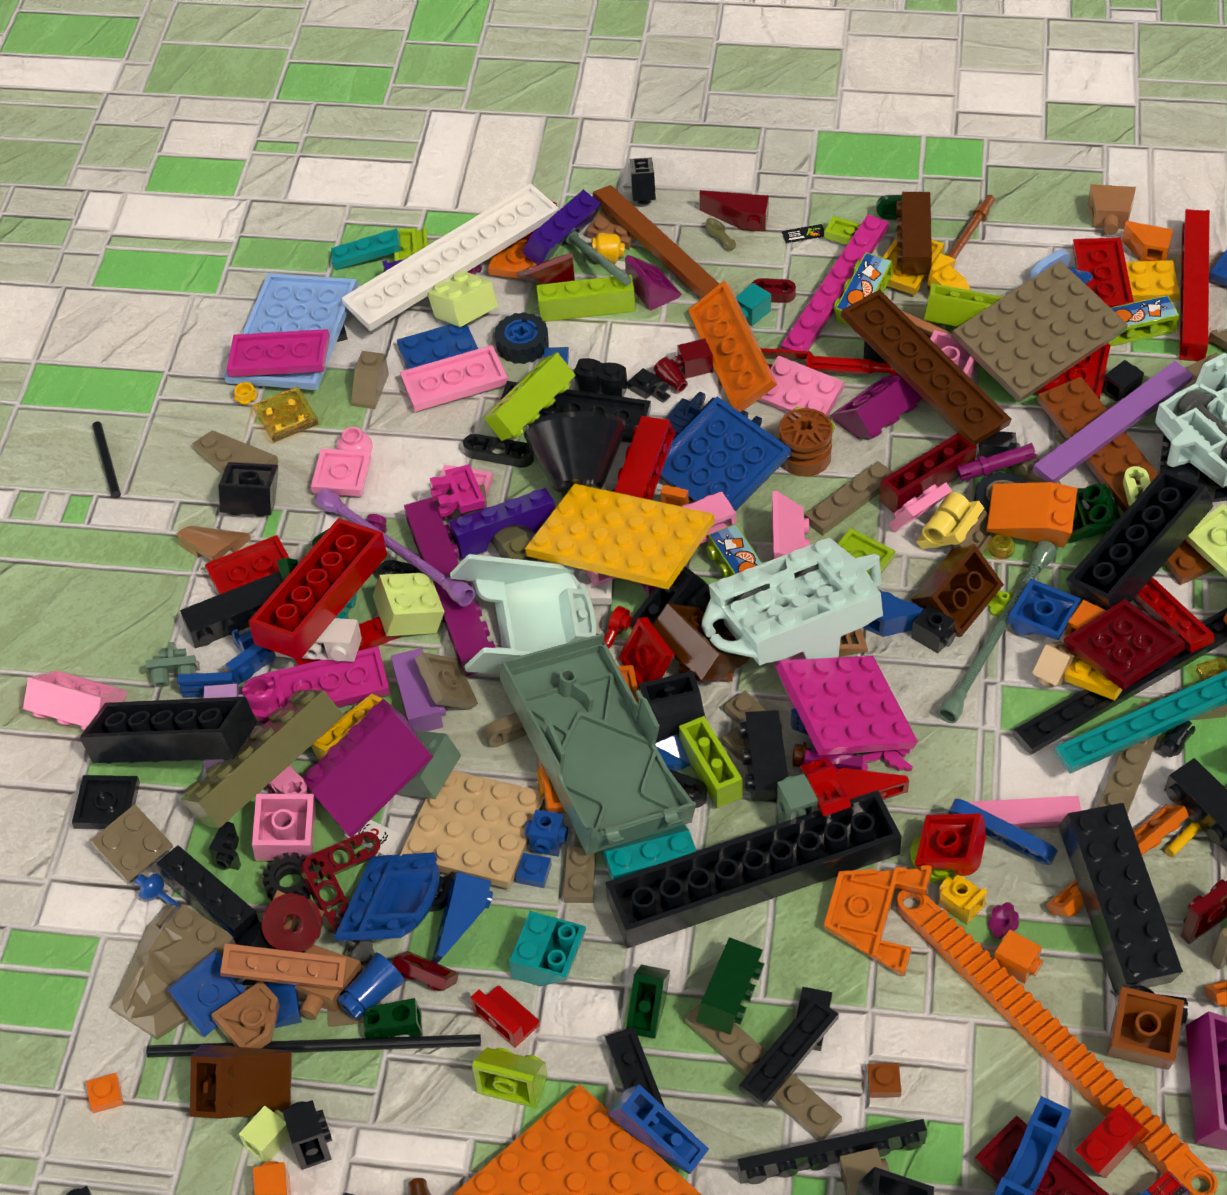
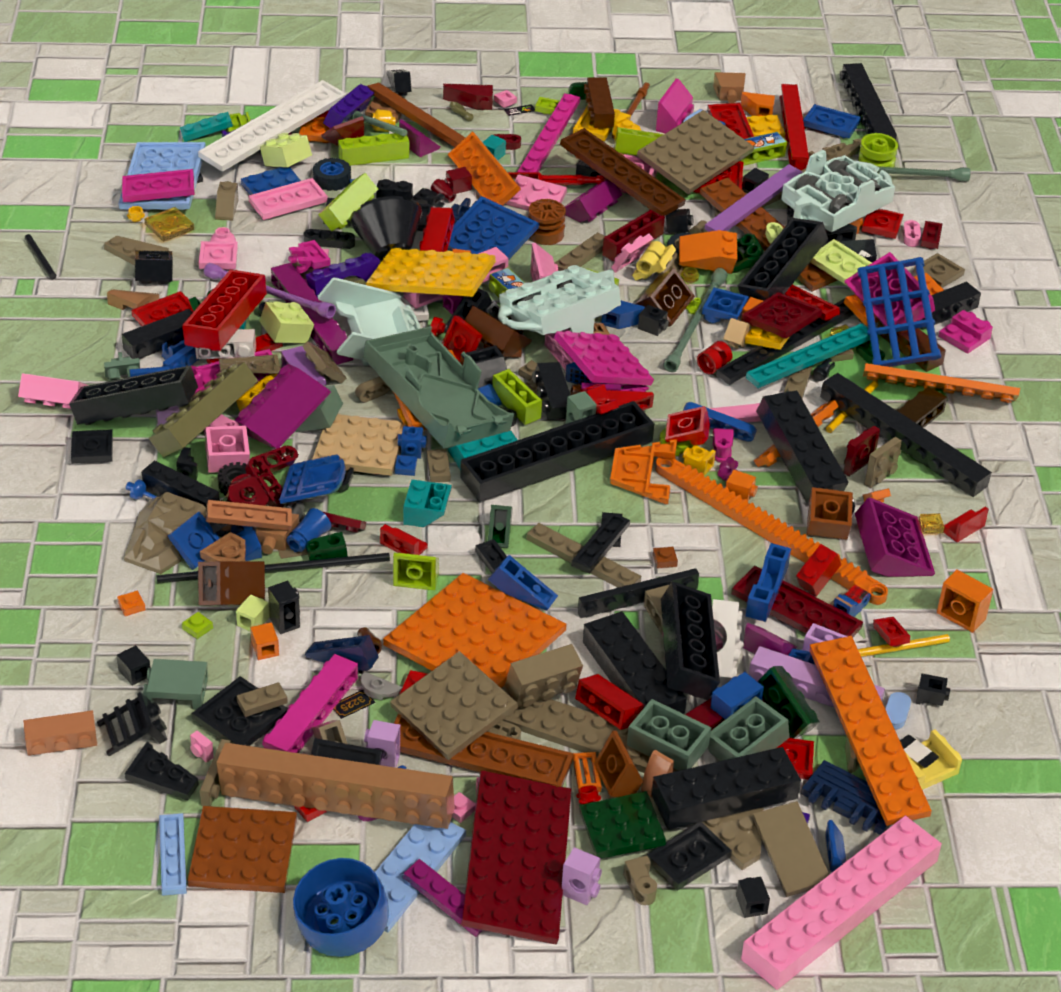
camera: 15 degrees left, 10 degrees down
(131, 844) = (117, 466): dark tan plate -> none
(187, 1144) = (197, 625): none -> lime plate
(345, 680) = (256, 364): none -> dark tan wing
(464, 903) = (363, 481): blue slope -> none
(731, 986) = (555, 511): dark green brick -> none
(785, 215) = (505, 98): none -> bright pink plate
(869, 276) = (570, 125): brick -> none
(984, 465) = (672, 228): magenta pin -> none
(1002, 871) = (722, 443): none -> dark pink piece
(1014, 707) = (714, 357): none -> red wheel
(1022, 246) = (674, 107): none -> dark pink slope

